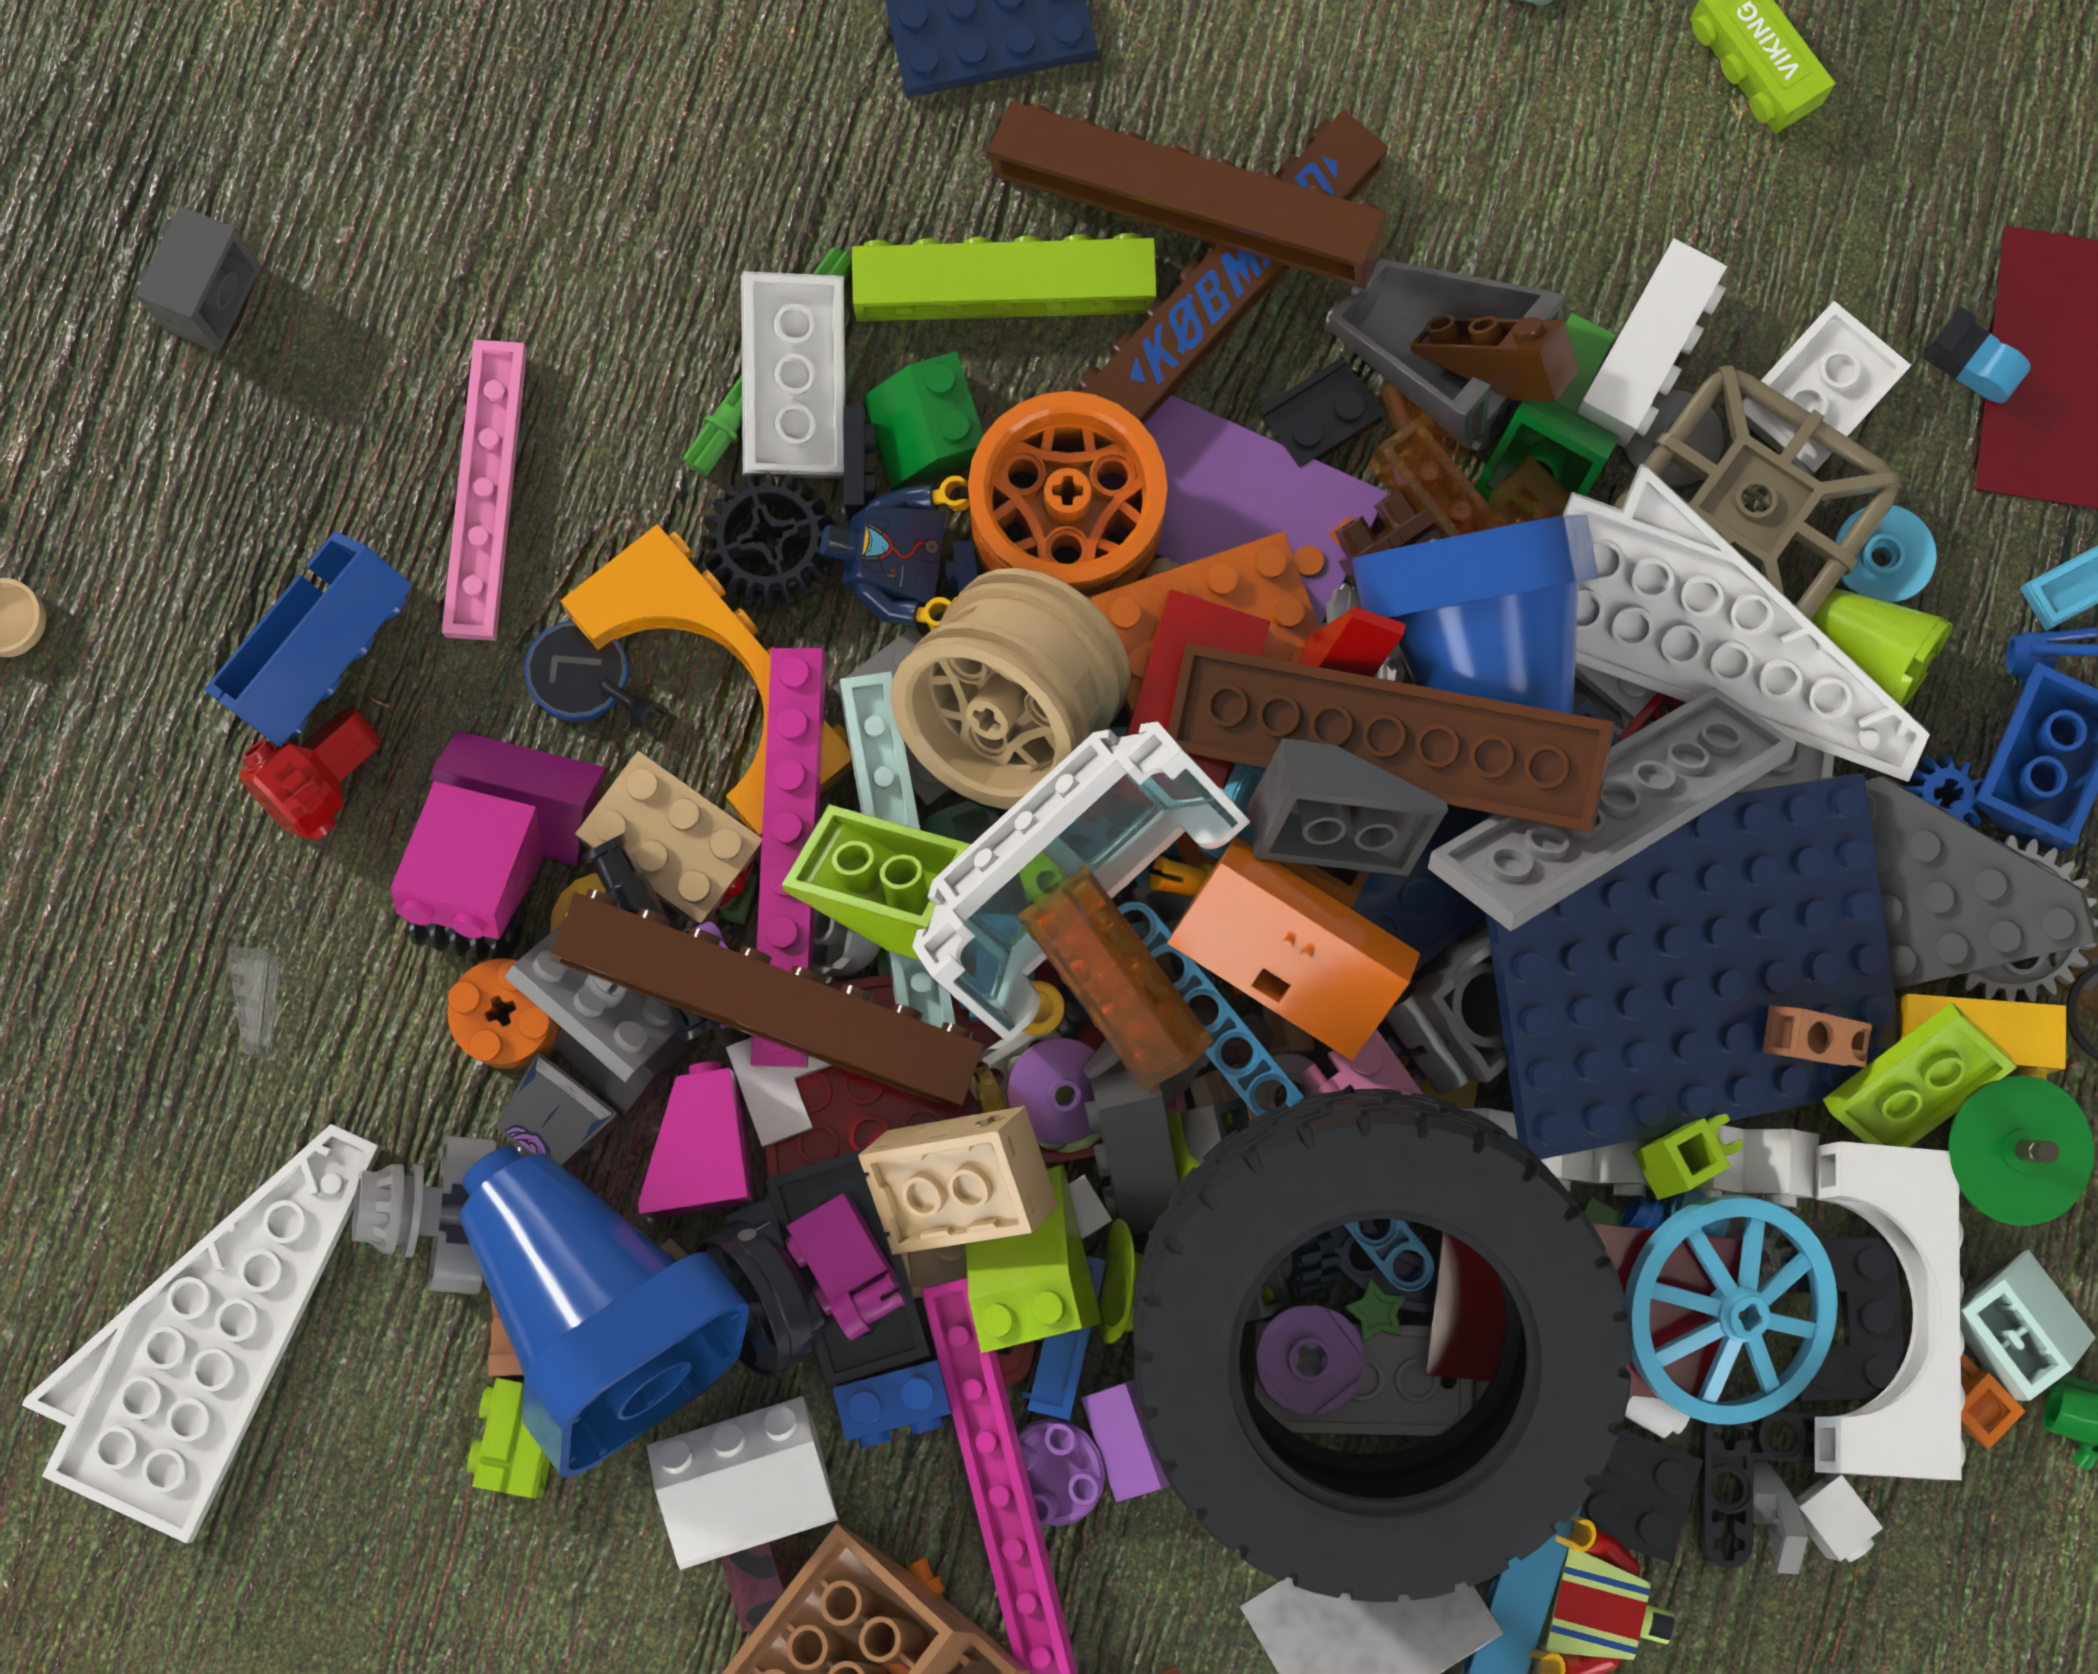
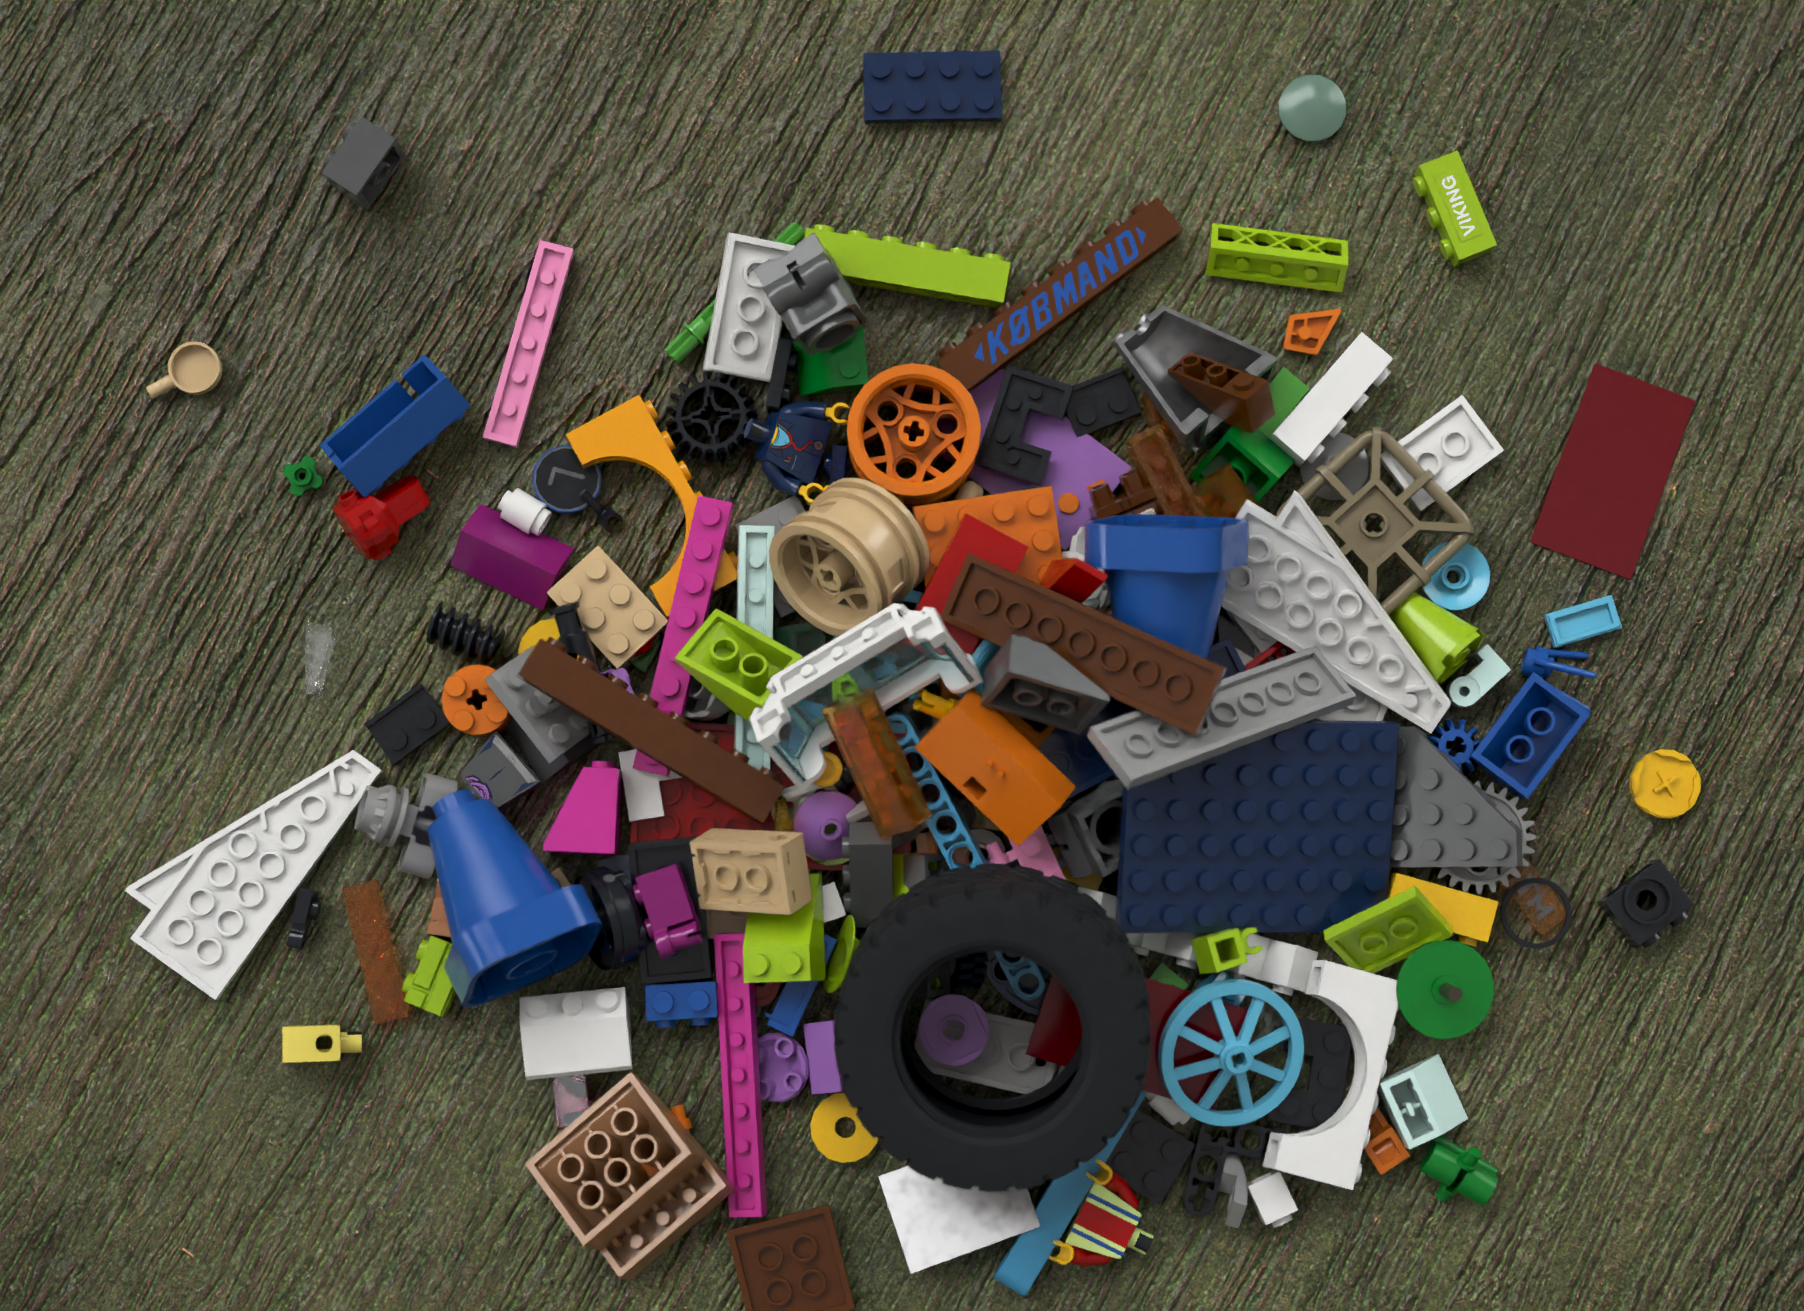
camera: 10 degrees right, 5 degrees up
(199, 751) = (312, 479): none -> green plate
(300, 1378) = (306, 908): none -> black plate
(327, 1583) = (300, 1041): none -> light yellow torso
(406, 1070) = (407, 724): none -> black plate
(419, 1420) = (376, 951): none -> clear orange plate
(468, 862) = (473, 599): dark pink slope -> none
(522, 727) = (524, 511): none -> white brick
(880, 329) = (812, 296): none -> dark grey piece
(1155, 1569) = (826, 1138): none -> yellow tile
(1189, 193) = (1039, 237): reddish brown brick -> none
(1203, 425) = (1001, 442): none -> black plate
(1376, 1312) = (1003, 1008): bright green piece -> none
(1528, 166) = (1277, 262): none -> lime fence
(1595, 257) = (1309, 331): none -> orange piece
(1643, 1214) = (1189, 980): blue plate -> none
(1816, 1036) = (1325, 890): nougat leg -> none
(1956, 692) = (1471, 687): none -> light aqua leg
(1977, 358) = (1550, 453): leg -> none

